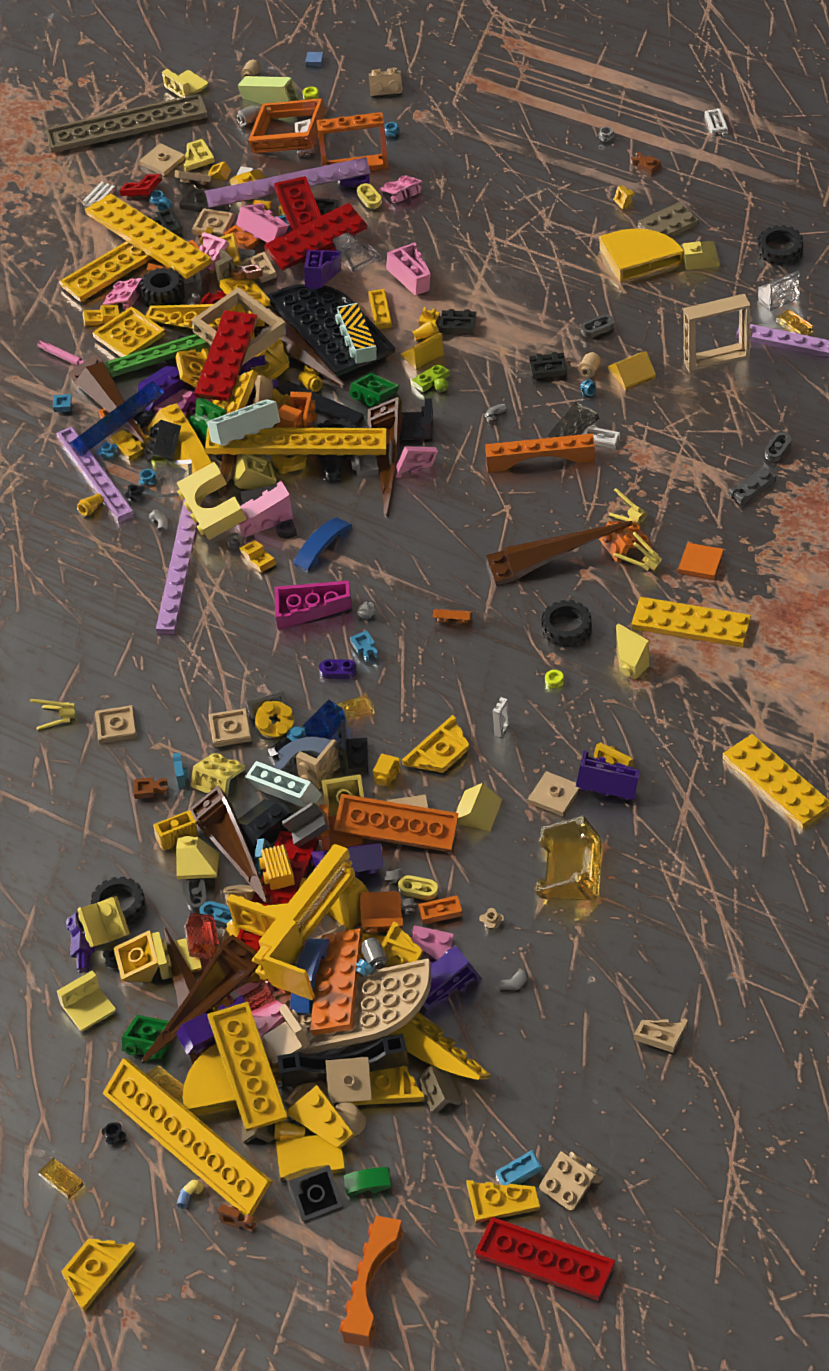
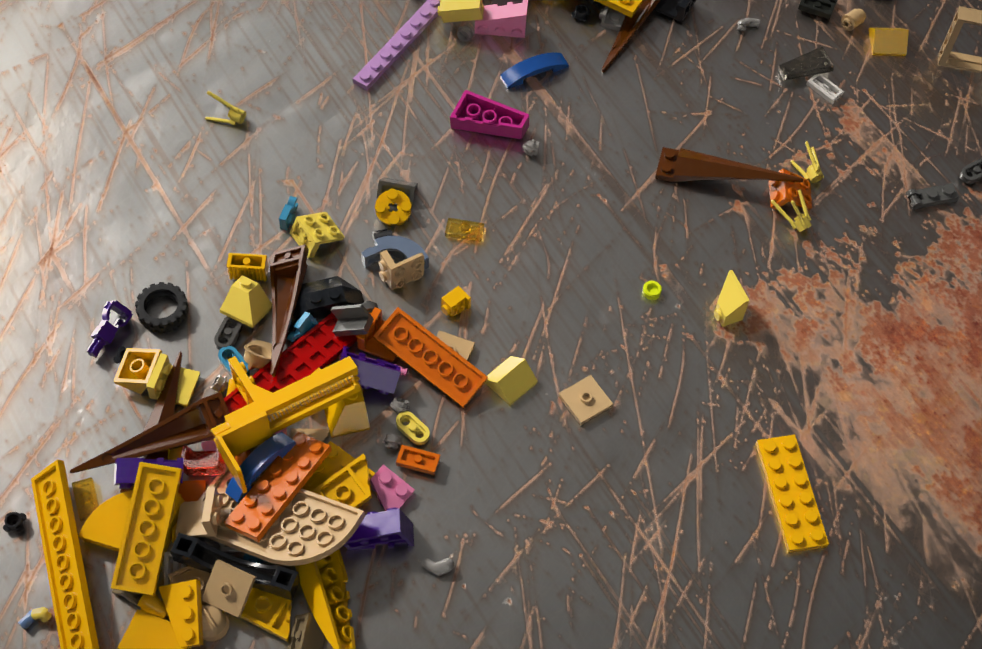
camera: 20 degrees right, 10 degrees up
(85, 1001) = (74, 385): light yellow bracket -> none
(103, 921) = (129, 320): light yellow bracket -> none
(116, 724) = (268, 146): tan tile -> none
(142, 1035) = (95, 442): green plate -> none
(147, 787) = (252, 215): dark orange plate -> none
(201, 935) = (203, 375): clear red panel -> none
(230, 727) = (354, 196): tan plate -> none
(256, 555) = (475, 55): yellow slope -> none
(268, 1017) = (196, 483): bright pink wing -> none
(277, 867) = (302, 347): yellow brick -> none
(283, 785) = (357, 273): light aqua brick -> none
(286, 529) = (513, 43): black tile -> none
(296, 733) = (404, 230): dark azure plate -> none
(325, 721) = (431, 232): clear blue brick -> none
(337, 669) = (475, 188): dark purple plate -> none
(344, 785) = (409, 302): light yellow slope -> none
(354, 752) = (437, 269): black bracket -> none
(364, 644) = (510, 177): dark azure plate -> none
(364, 968) = (306, 487): dark azure plate -> none
(374, 953) = (325, 477): light grey brick -> none
(379, 911) = (364, 435): orange bracket -> none
(415, 458) = (655, 33): bright pink wing -> none
(439, 749) = (513, 305): yellow wing -> none
(444, 615) = (606, 191): orange plate -> none
(491, 923) = (456, 498): tan plate -> none
(501, 717) = (580, 303): white tile -> none
(506, 454) = (795, 87): orange arch -> none
(566, 608) = (699, 229): black tyre -> none
(571, 862) = (558, 477): clear yellow windscreen -> none
(588, 387) = (840, 38): dark azure plate -> none
(607, 778) = (637, 410): dark purple wedge -> none
(612, 755) = (654, 393): yellow tile -> none
(691, 622) = (804, 297): yellow plate -> none
(700, 561) = (845, 244): orange tile -> none

